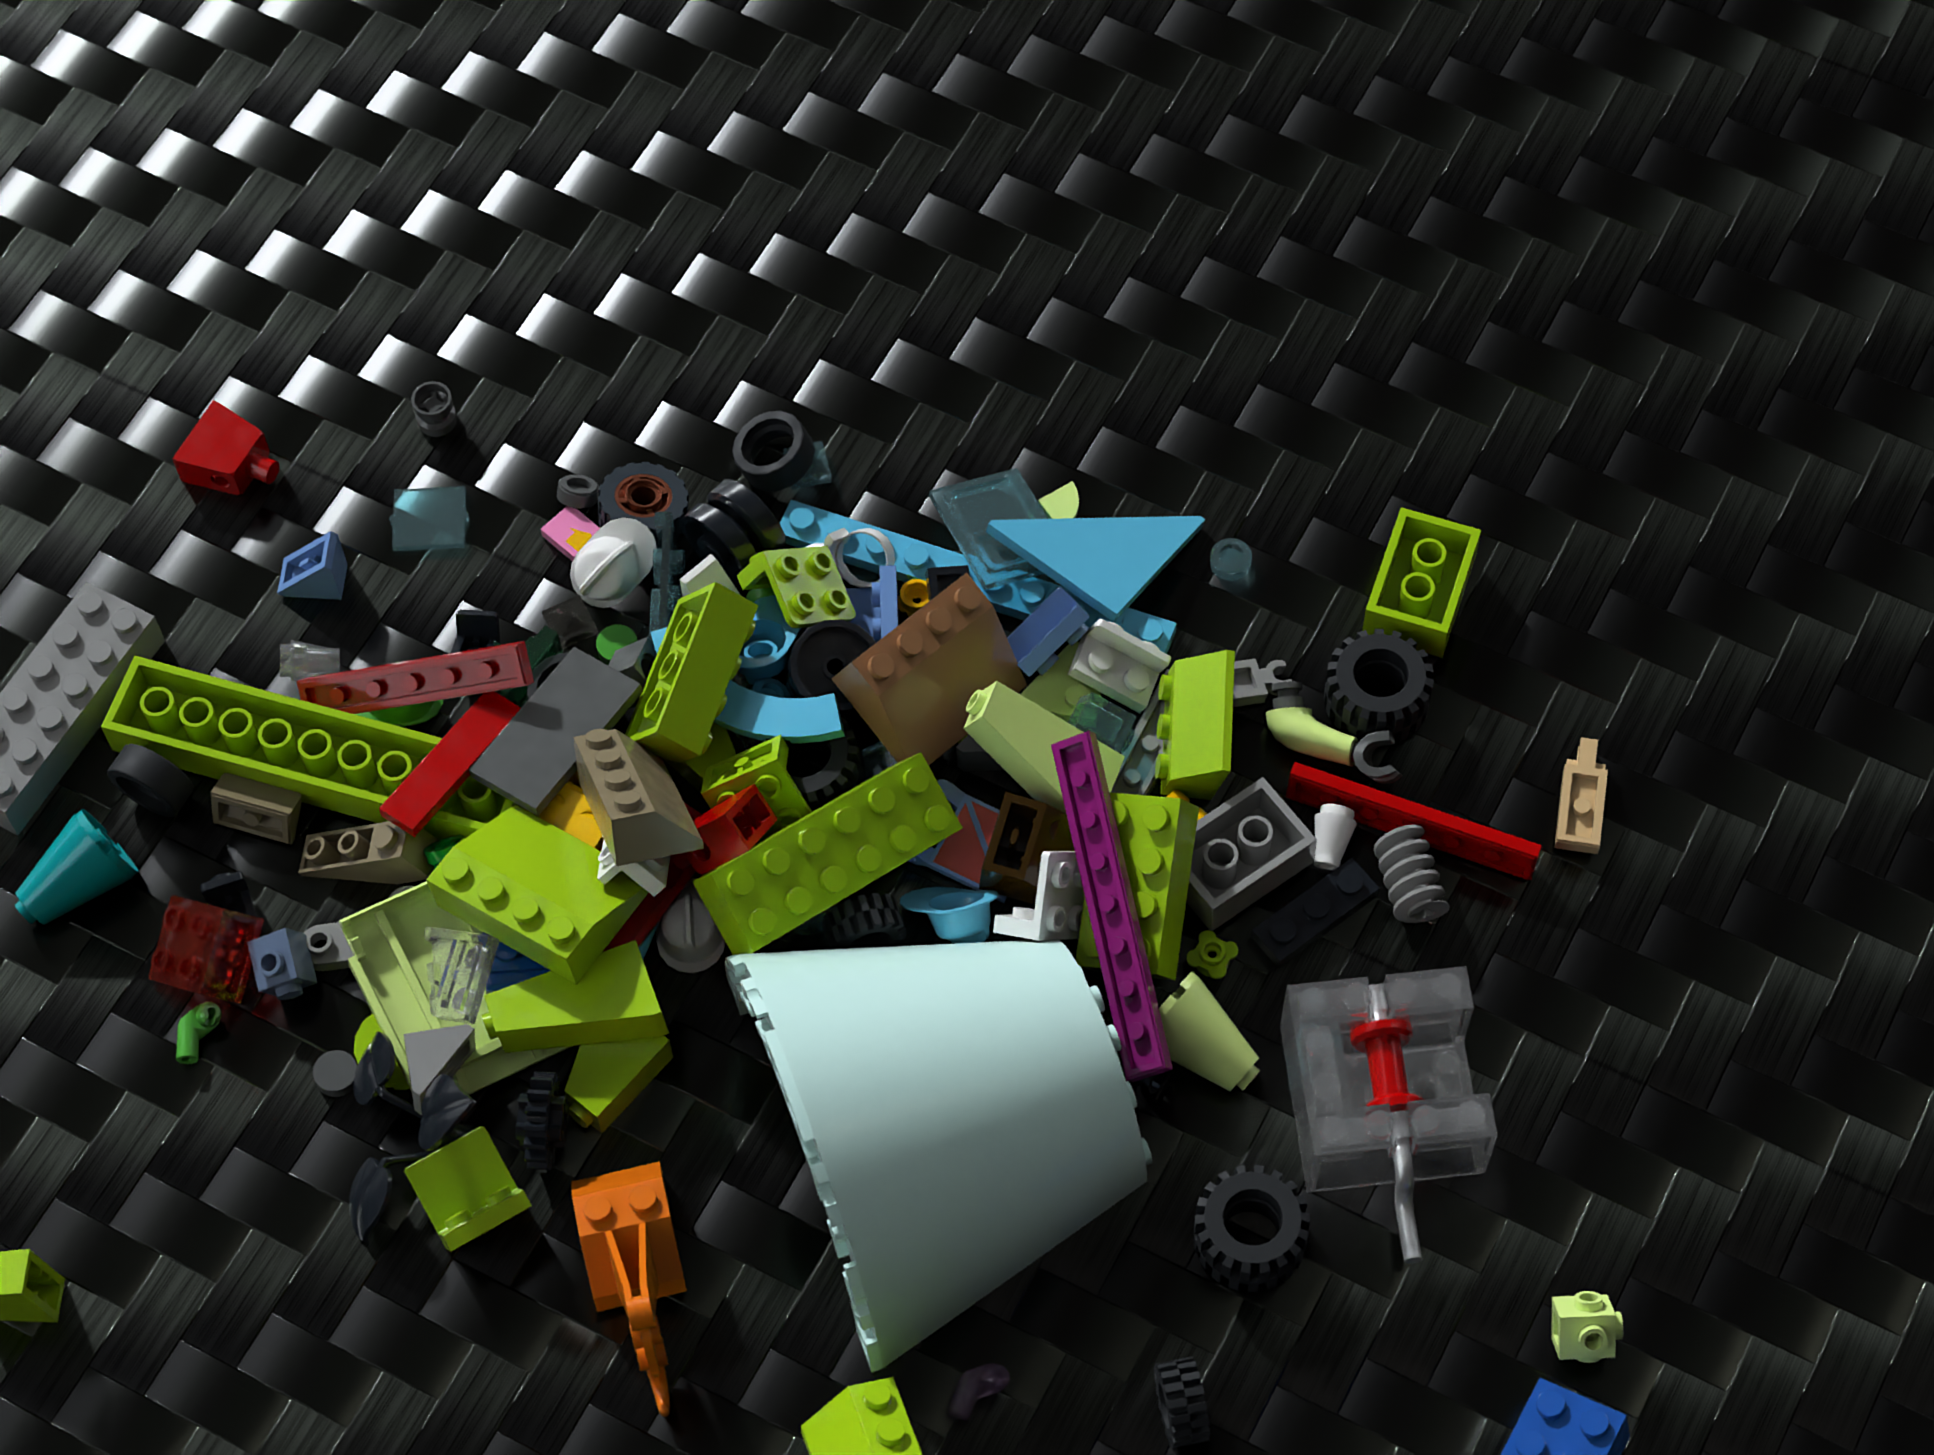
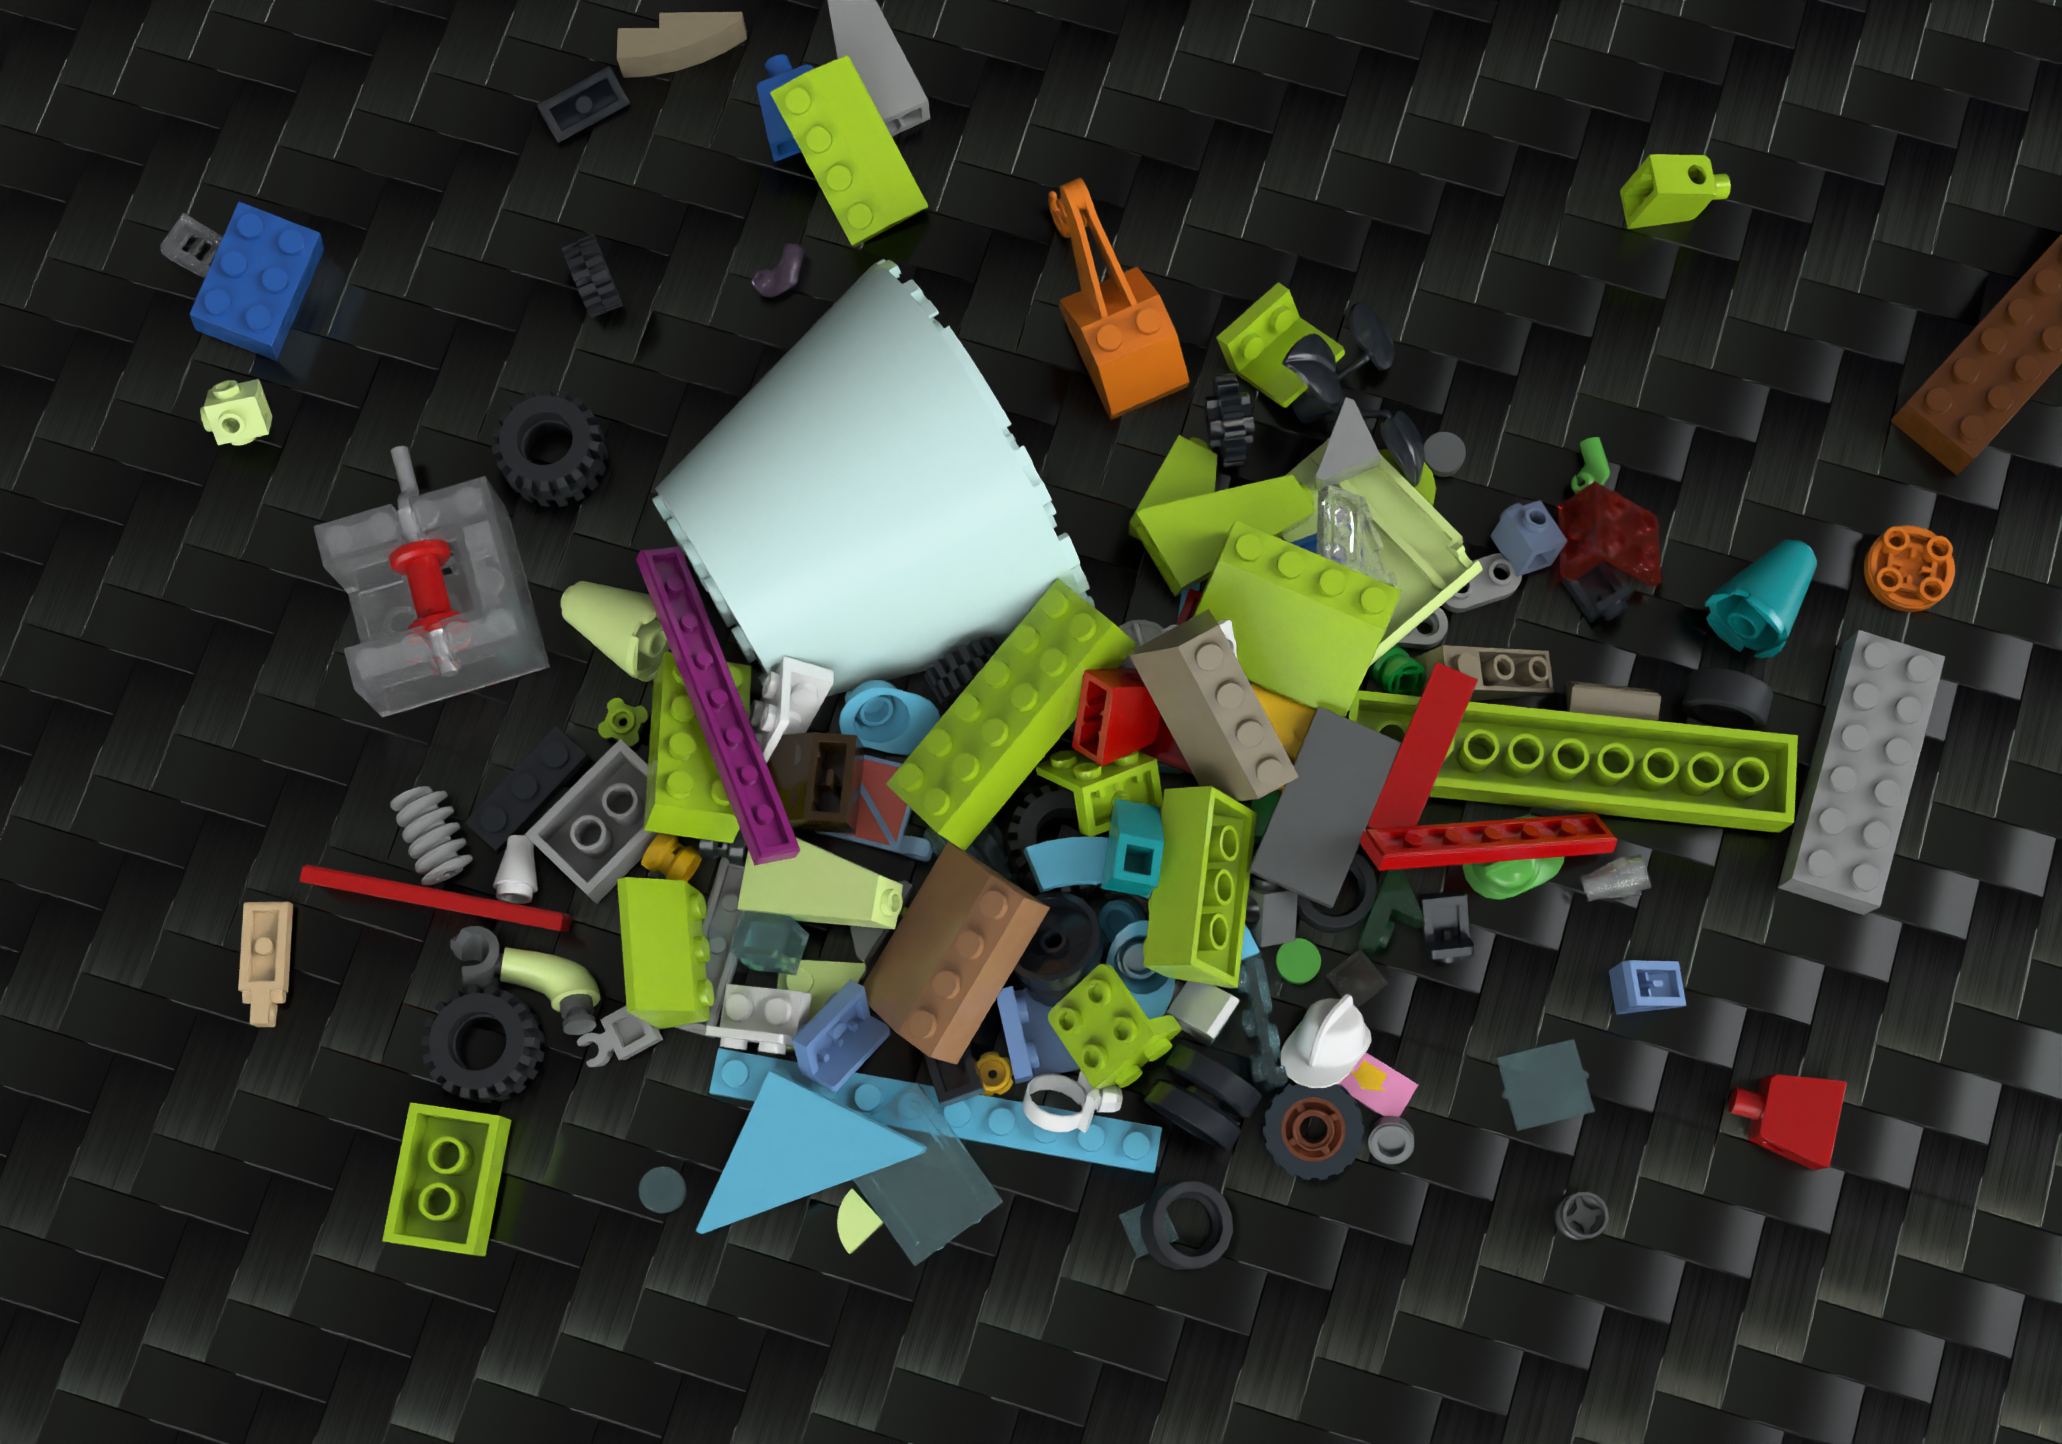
camera: 170 degrees right, 15 degrees up
(741, 705) = (1133, 848): none -> teal slope

